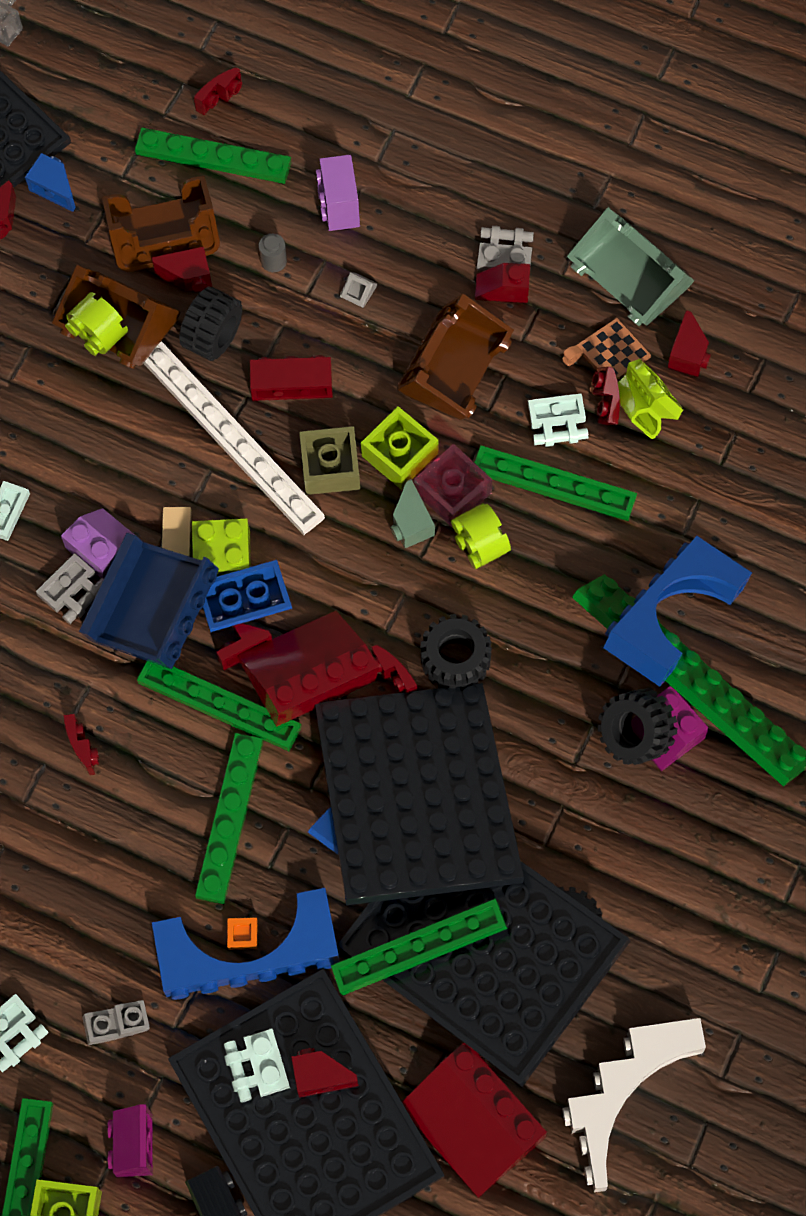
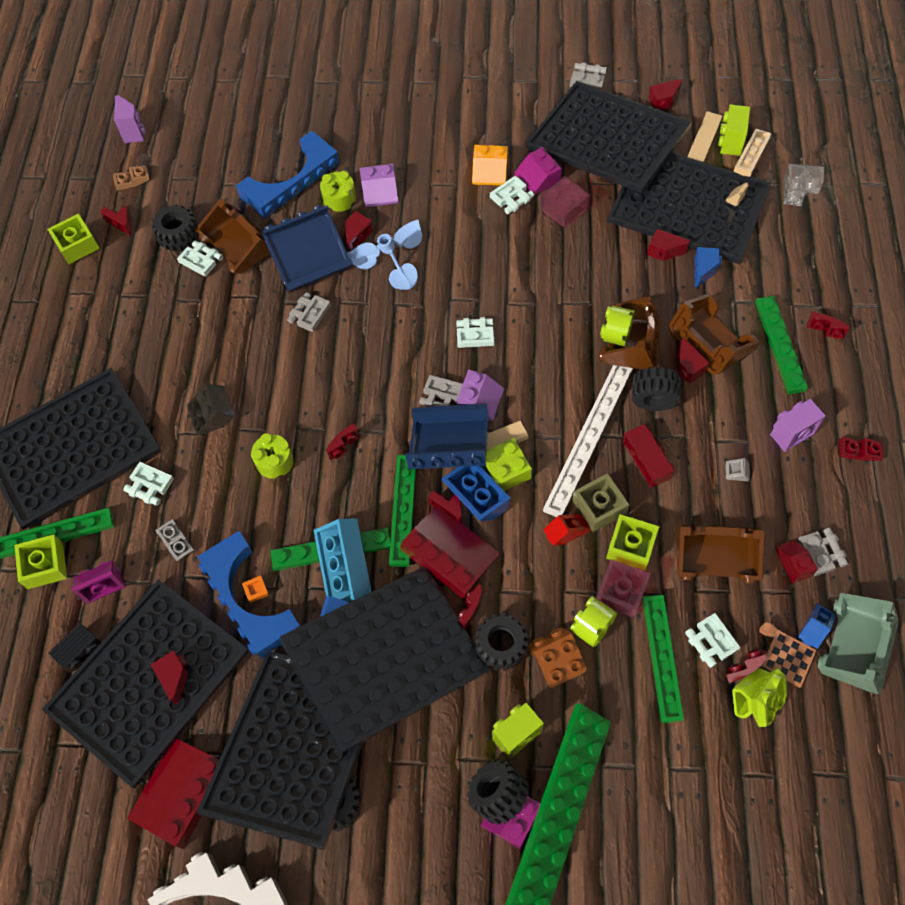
camera: 70 degrees right, 5 degrees down
(51, 859) = (272, 455): none -> lime brick
(262, 804) = (342, 560): none -> dark azure slope
(265, 1061) = (171, 638): light aqua plate -> none
(272, 252) = (730, 406): dark grey brick -> none
(343, 517) = (566, 528): none -> red slope
(399, 144) = (861, 450): none -> dark red slope
(411, 518) = (587, 571): sand green slope -> none
(419, 947) = (276, 704): green plate -> none
(500, 596) = (558, 657): none -> dark orange bracket
(574, 678) = (517, 730): none -> lime brick
(592, 301) = (817, 626): none -> blue slope
(638, 636) = (645, 788): blue arch -> none
(690, 348) = (821, 712): dark red slope -> none

